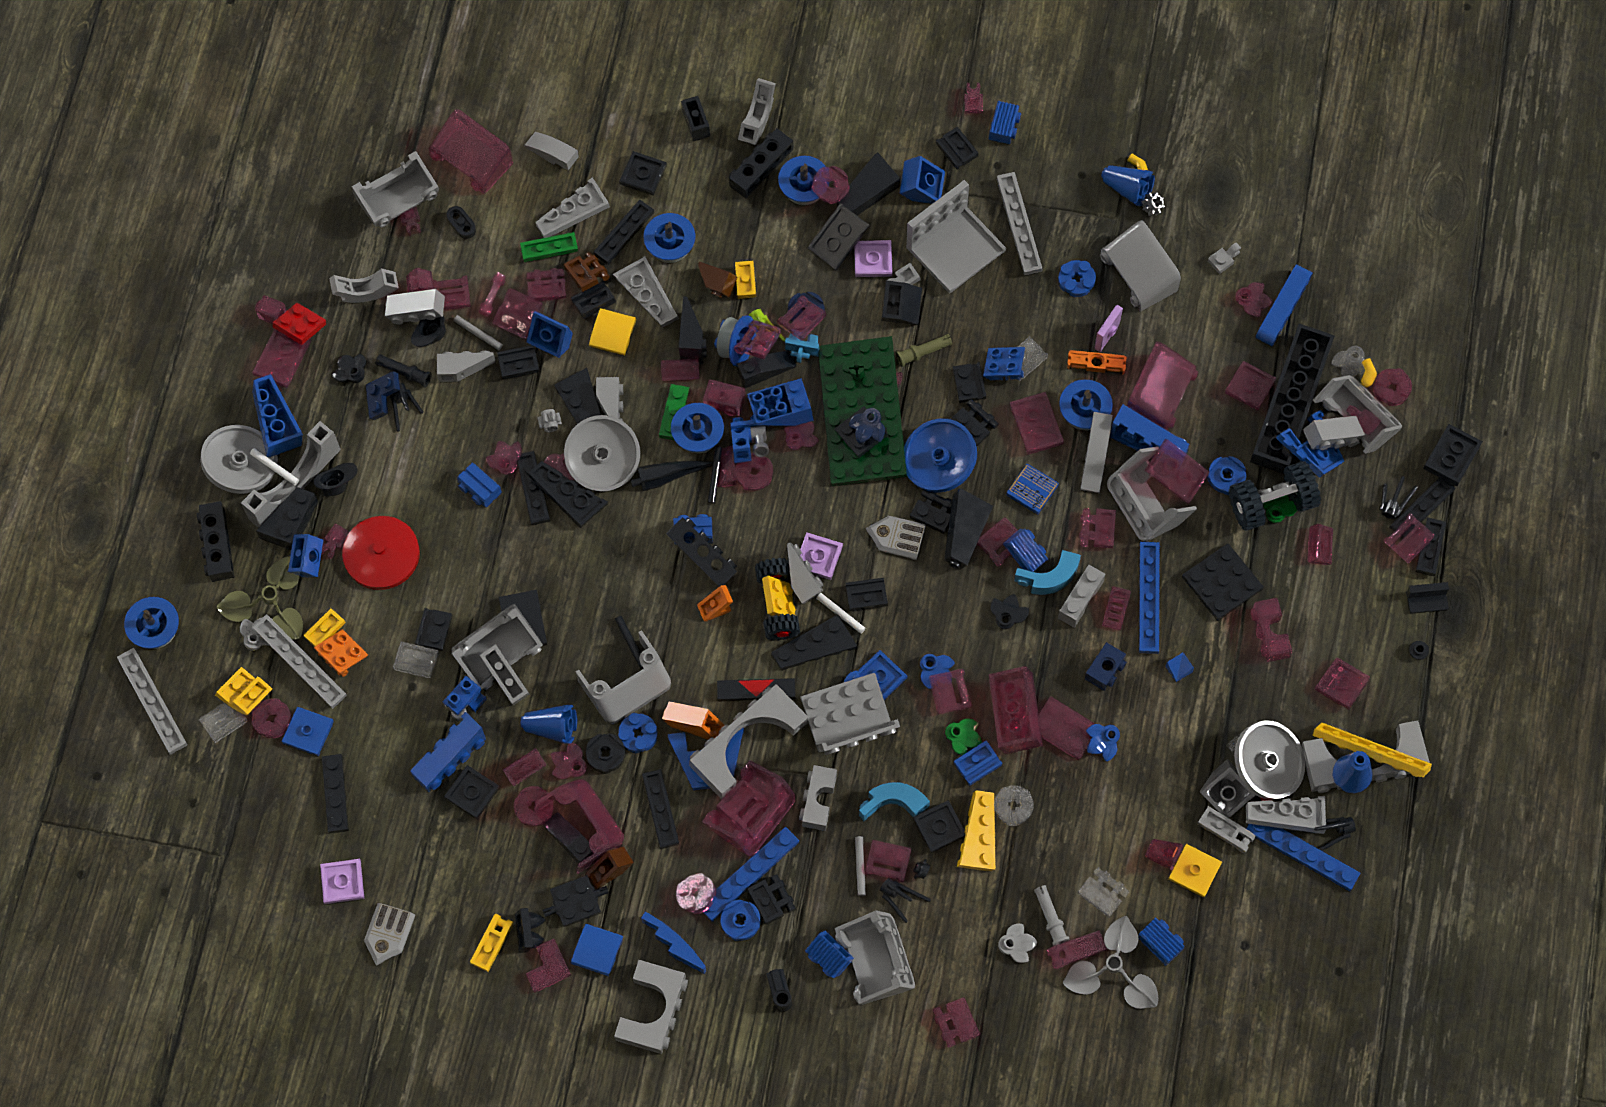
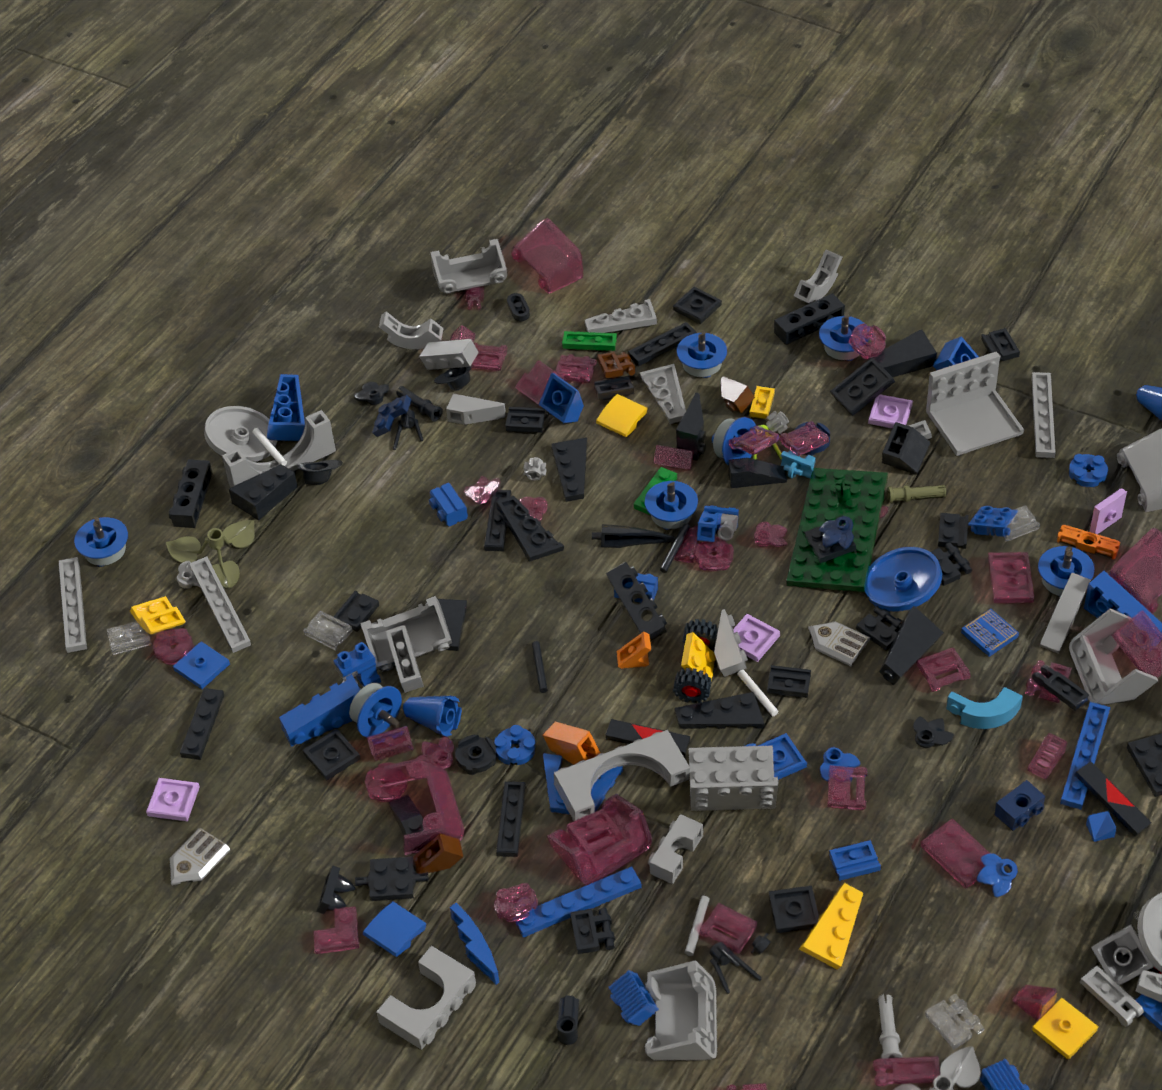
camera: 20 degrees right, 20 degrees down
(269, 309) = (322, 334): clear pink brick -> none
(281, 358) = (318, 369): clear pink plate -> none
(299, 323) = (342, 348): red plate -> none
(305, 555) = (264, 520): blue brick -> none
(324, 627) = (255, 585): yellow plate -> none
(335, 539) = (300, 517): clear pink plate -> none
(340, 652) = (261, 607): orange hinge -> none
(381, 552) = (335, 538): red dish -> none
(477, 332) = (487, 380): light grey bar -> none
(485, 307) = (532, 356): clear pink bar -> none
(491, 943) = (292, 893): yellow plate -> none
(498, 738) = (375, 709): none -> blue piece
(552, 150) = (622, 272): light grey slope -> none
(602, 453) = (572, 502): light grey dish -> none
(608, 396) = (598, 464): light grey slope -> none
(633, 692) = (522, 705): light grey windscreen -> none
(695, 118) = (760, 273): black brick -> none
(725, 397) = (709, 487): clear pink brick -> none
(738, 931) = (552, 953): blue plate -> none
(768, 301) = (777, 422): none -> light grey gear
(781, 405) = (760, 503): blue slope -> none
(894, 793) = (754, 865): dark azure arch -> none
(966, 735) = (850, 833): green plate -> none
(973, 101) = (1027, 313): clear pink plate -> none
(1004, 122) = (1052, 334): blue brick -> none
(1010, 794) = (881, 899): clear plate -> none
(1015, 710) = (909, 818): clear pink brick -> none
(1020, 943) = (844, 1046): light grey plate -> none
(1025, 550) = (965, 678): blue brick -> none
(1081, 595) = (1023, 726): light grey arch -> none
(1112, 536) = (1061, 687): none -> black hinge
(1183, 637) = (1113, 799): none -> black tile

